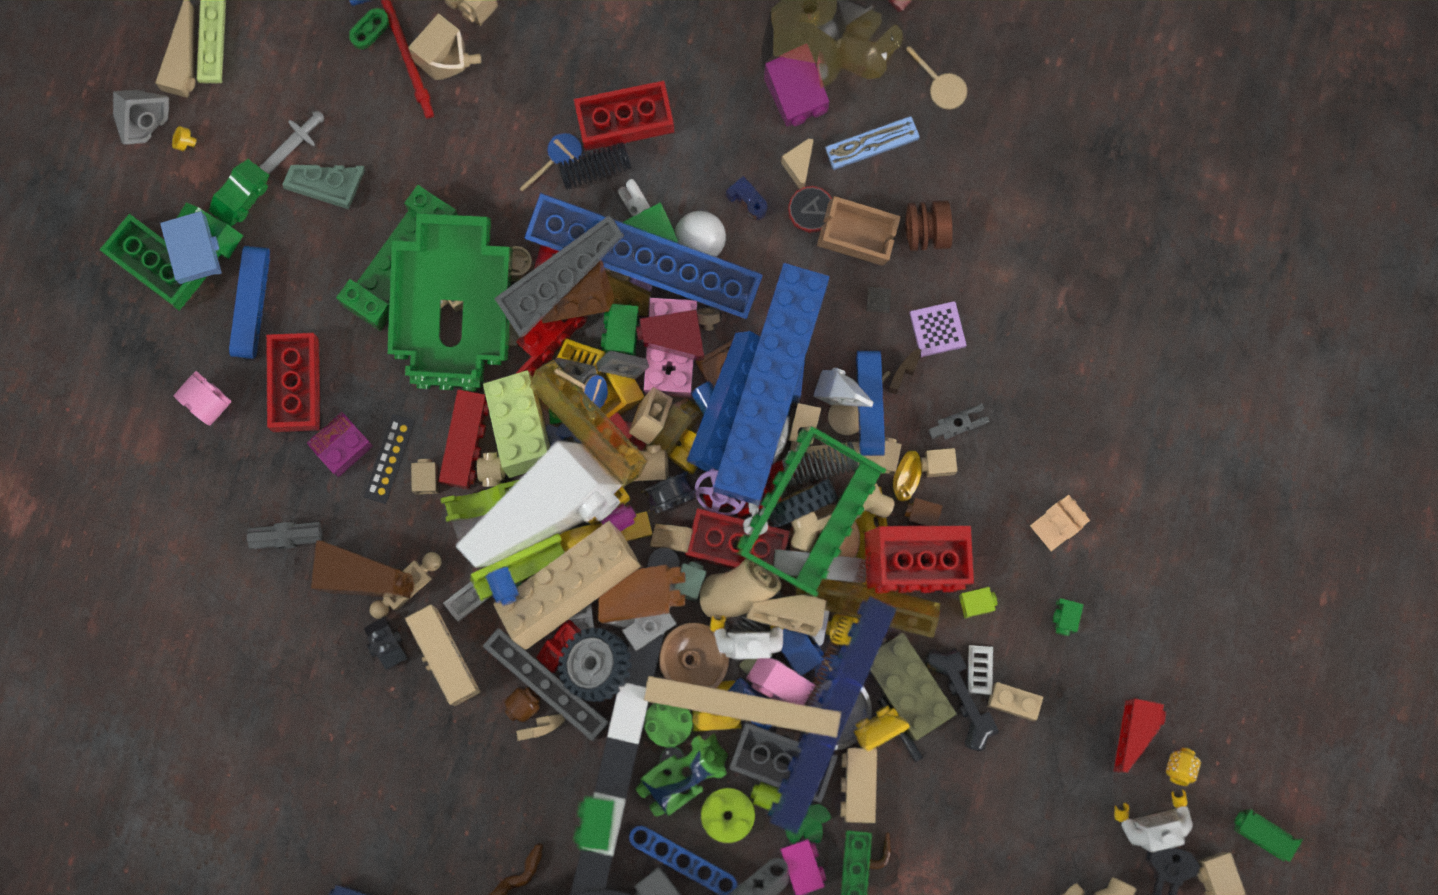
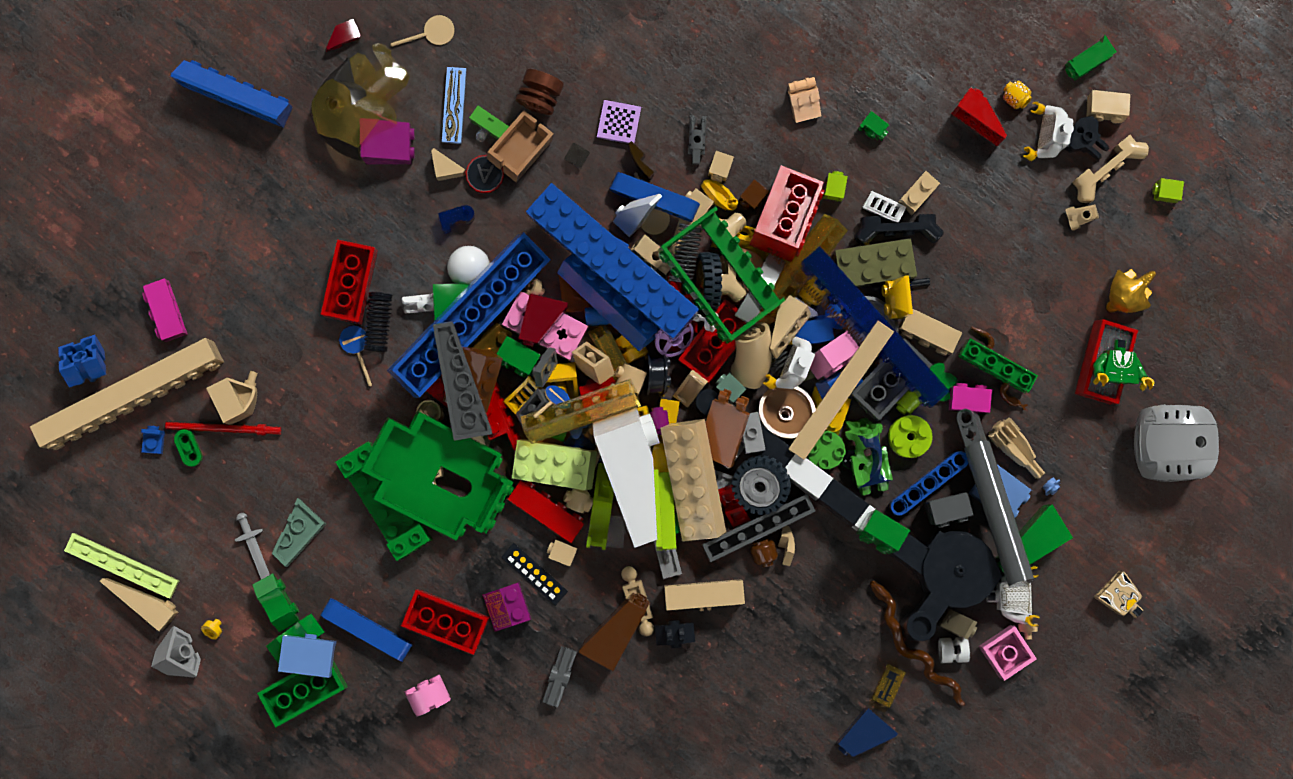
camera: 70 degrees left, 5 degrees up
(502, 586) = (674, 527): blue brick -> none
(868, 186) = (488, 124): none -> bright green piece

